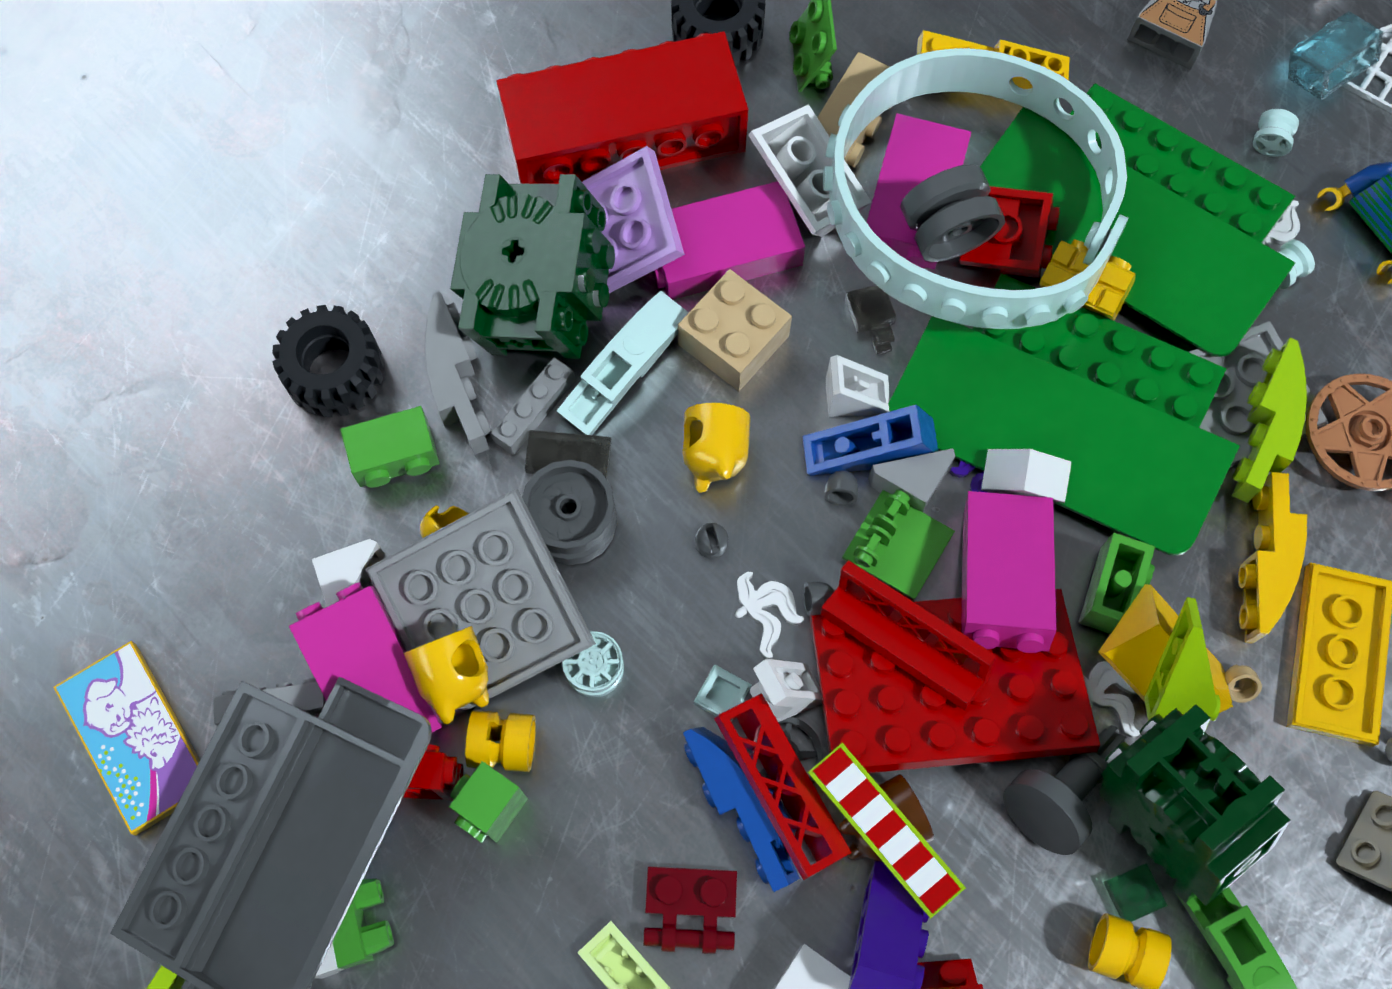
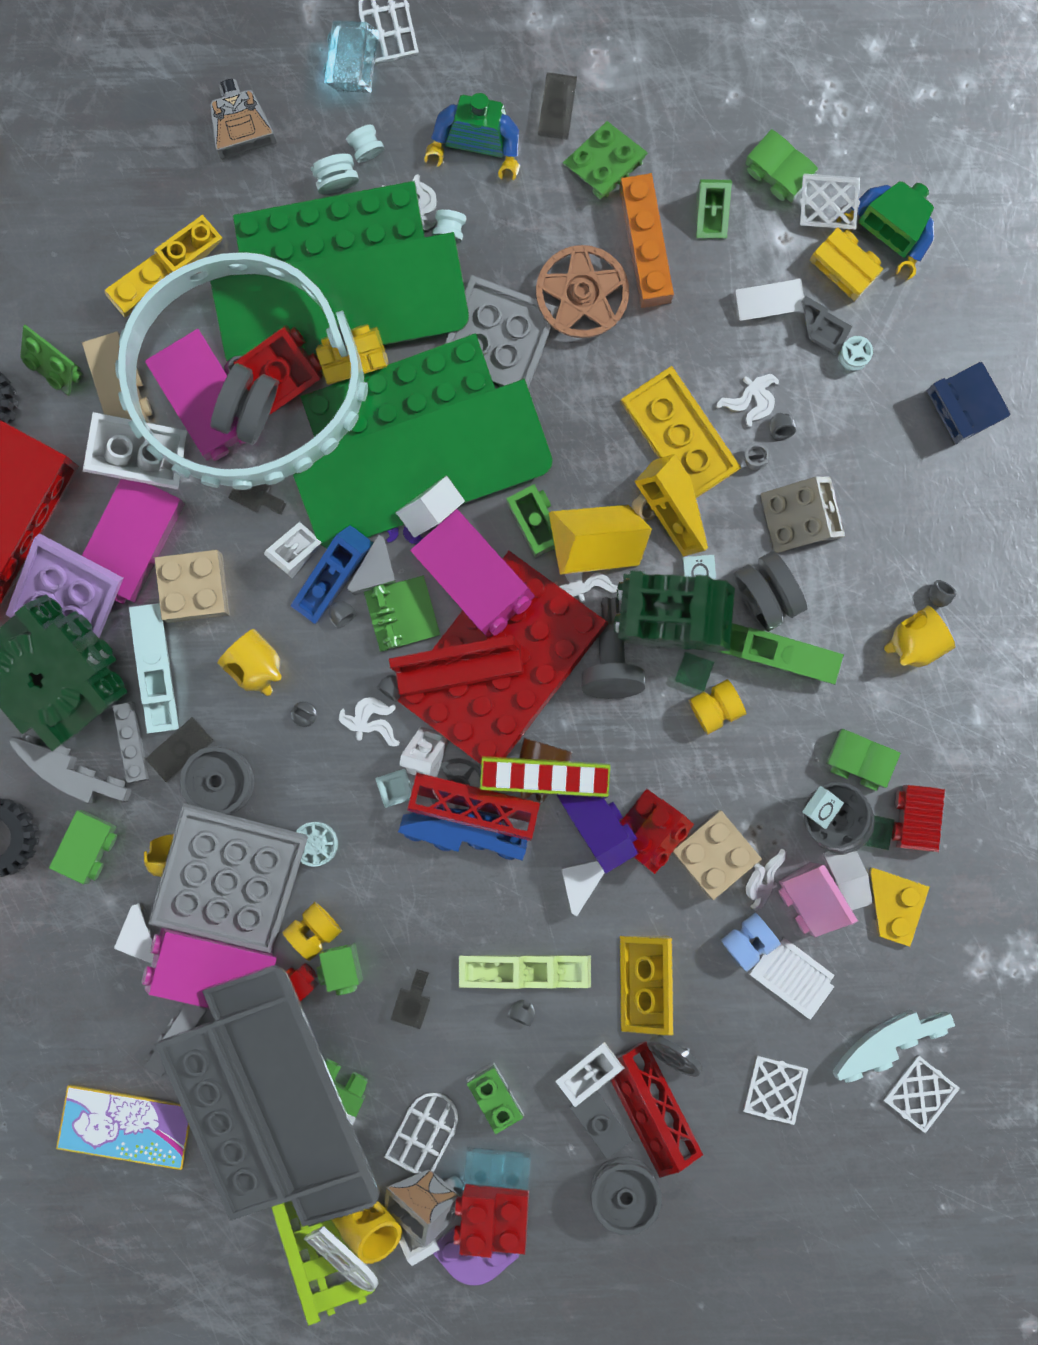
camera: 50 degrees left, 15 degrees up
(450, 673) = (252, 928): yellow piece -> none
(514, 917) = (411, 1004): none -> clear smoke plate
(690, 894) = (483, 902): dark red plate -> none
(1184, 670) = (614, 546): lime slope -> none
(1225, 127) = (335, 173): none -> light aqua wheel
(1275, 567) = (607, 429): yellow slope -> none
(1279, 419) = (525, 331): lime slope -> none
(1279, 705) = (674, 502): none -> yellow slope
(1305, 893) = (770, 591): none -> dark grey wheel

